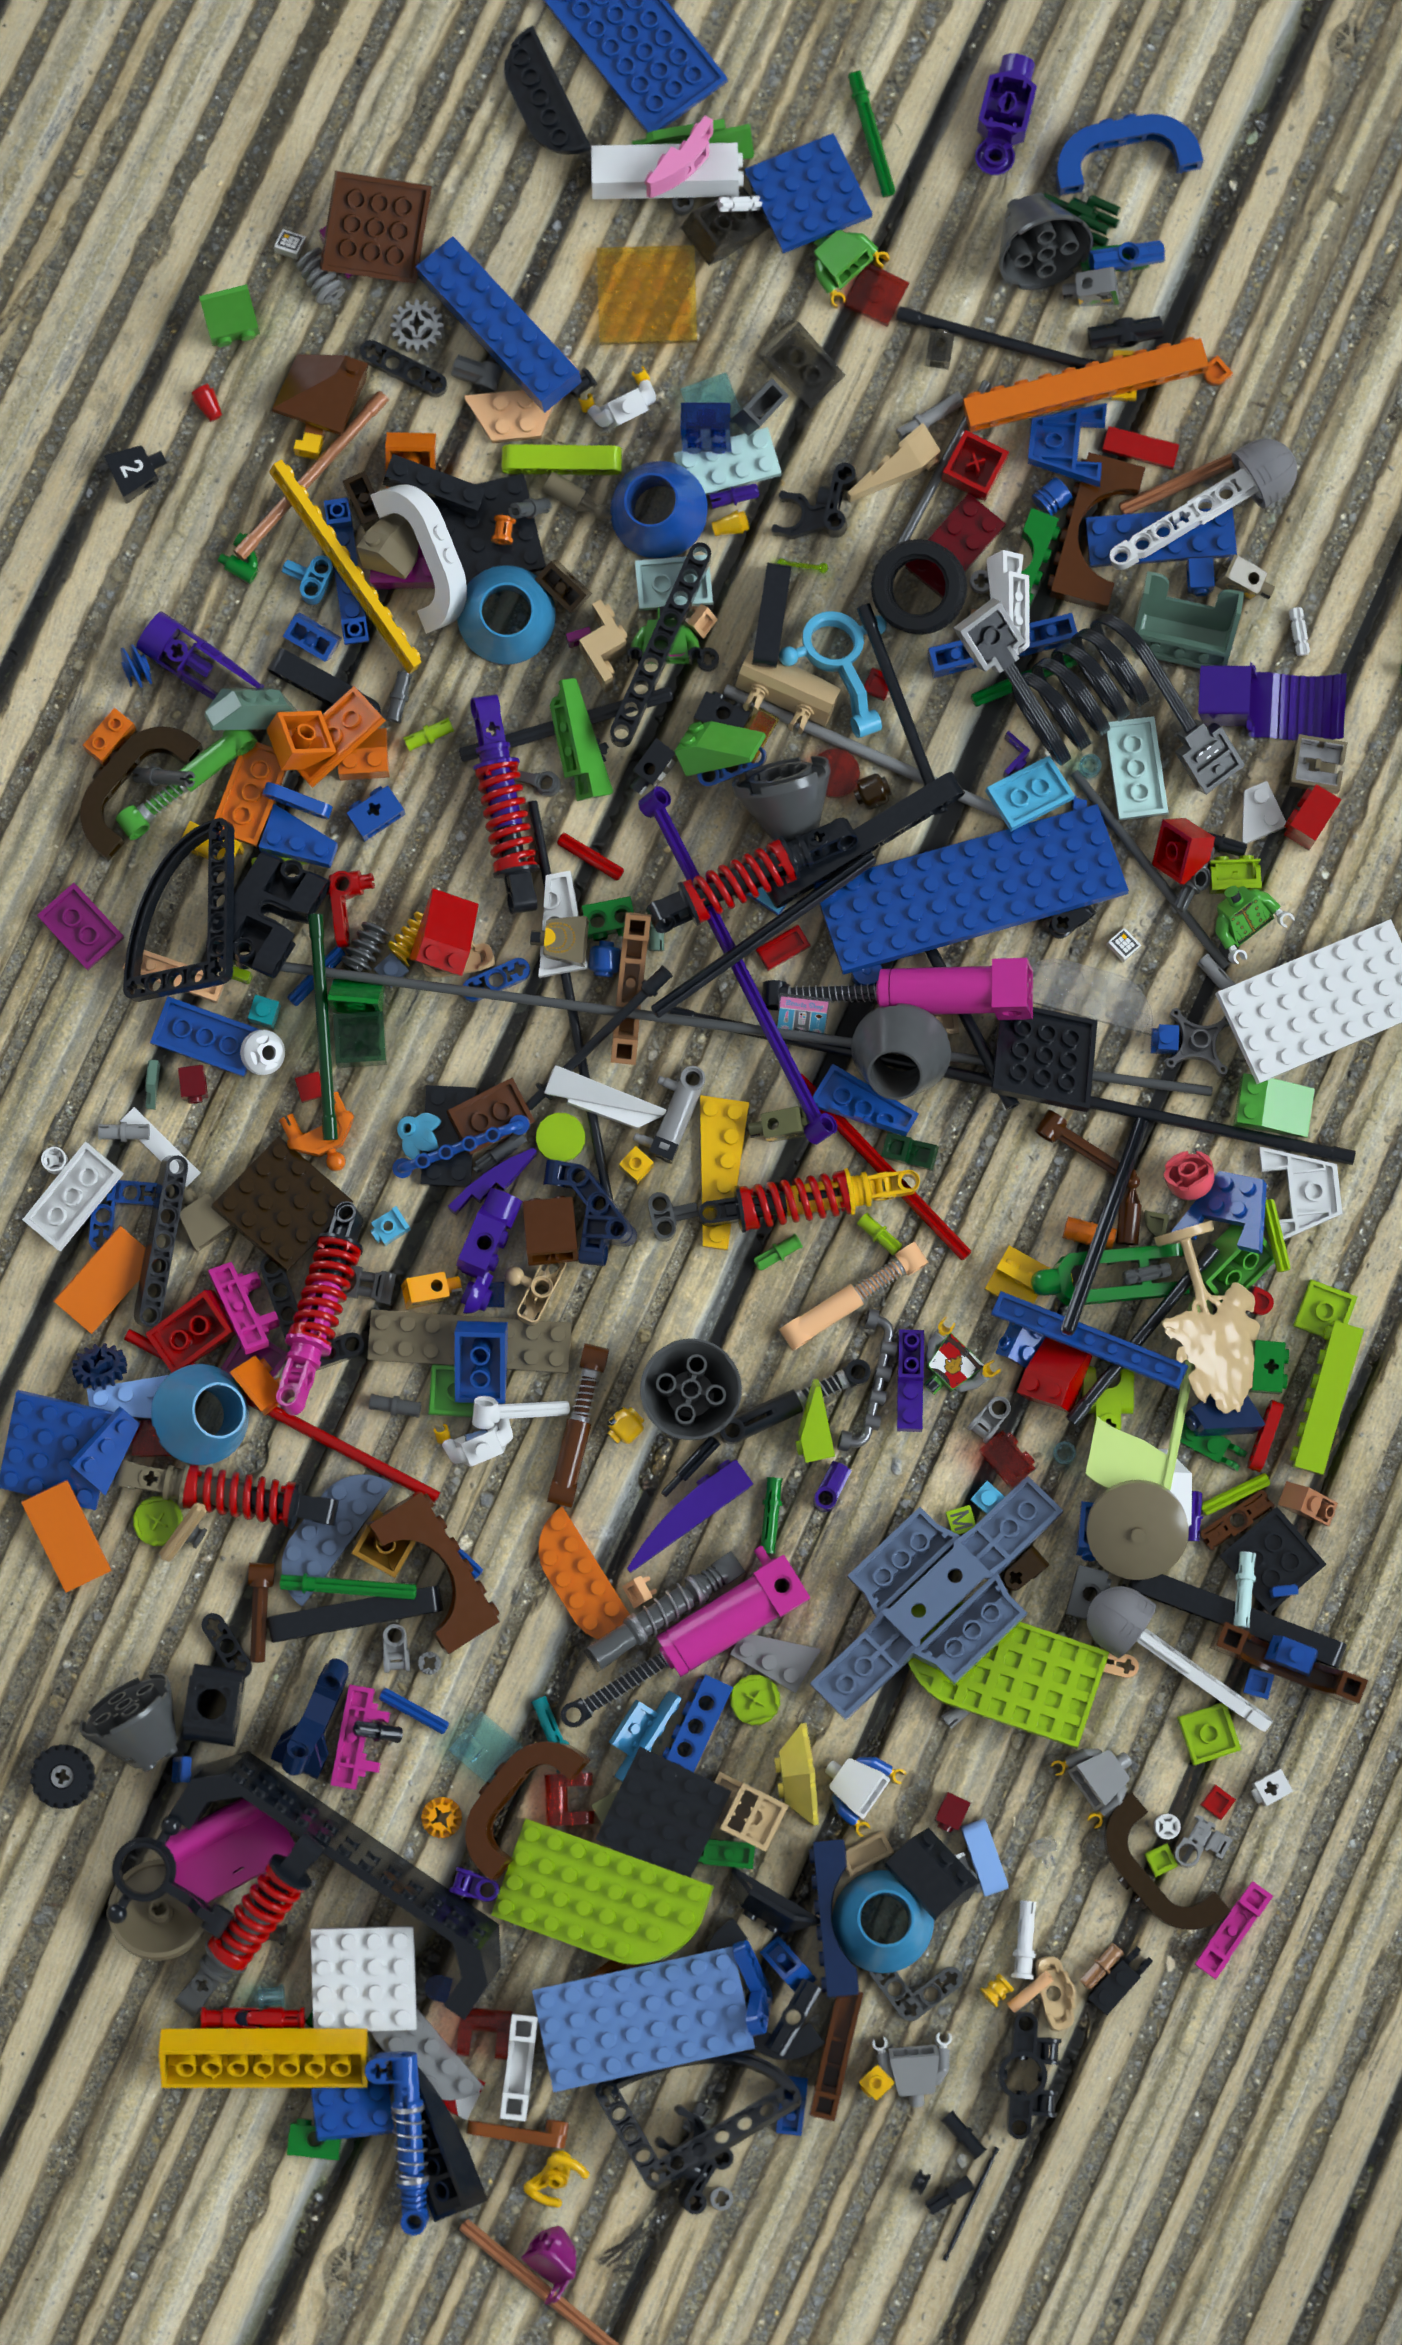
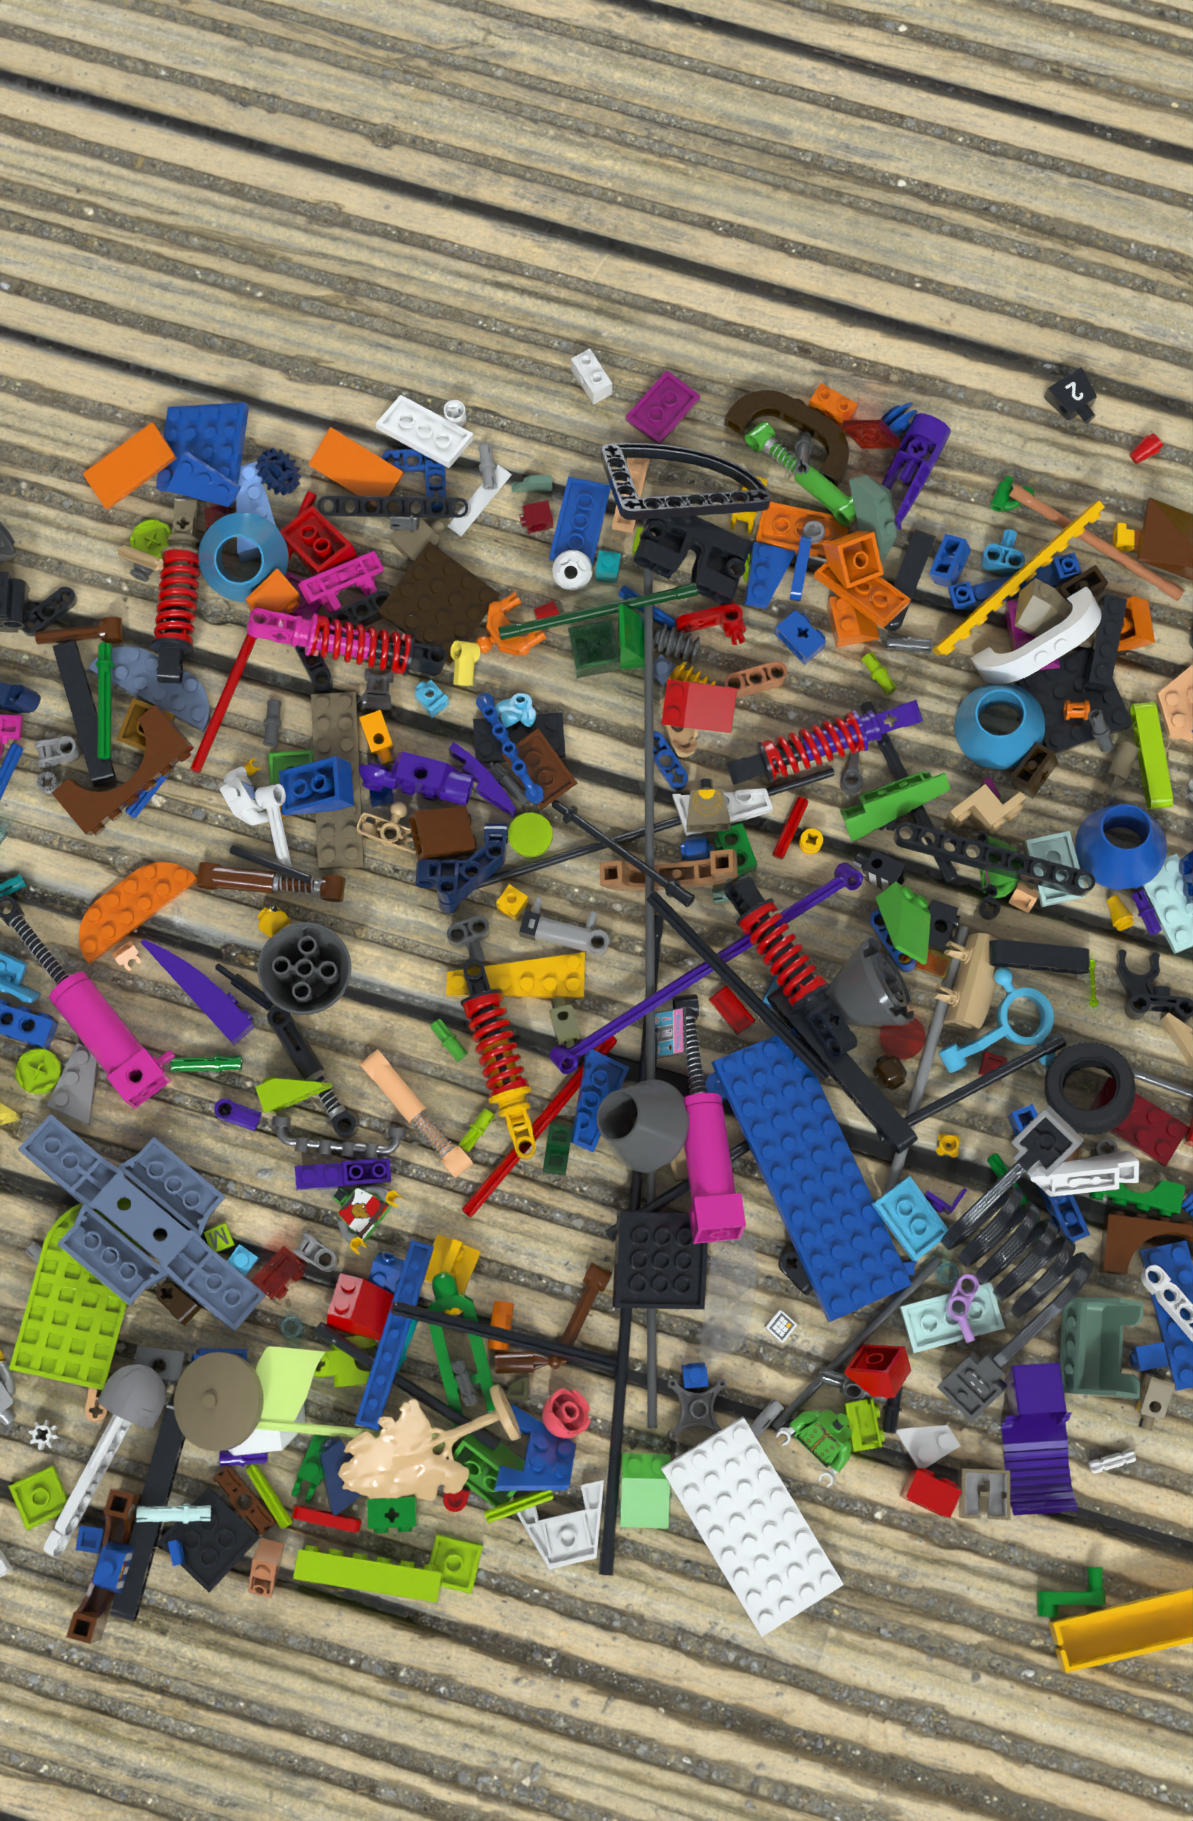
camera: 85 degrees right, 5 degrees down
(32, 1000) = (591, 376): none -> white brick
(154, 698) = (871, 434): none -> clear red tile
(185, 1229) = (404, 523): none -> dark grey pin
(256, 779) = (814, 530): none -> light grey tile
(348, 1183) = (465, 656): none -> light yellow piece
(414, 858) = (763, 672): none -> nougat beam
(558, 1422) = (268, 863): none -> black bar
(601, 1099) = (567, 863): white wedge -> none
(610, 841) = (809, 845): none -> yellow wheel
(666, 1609) = (111, 981): dark grey piece -> none
(962, 739) = (954, 1144): none -> yellow plate
(1115, 757) = (965, 1299): none -> lavender beam
(1138, 1720) = (51, 1435): none -> white gear

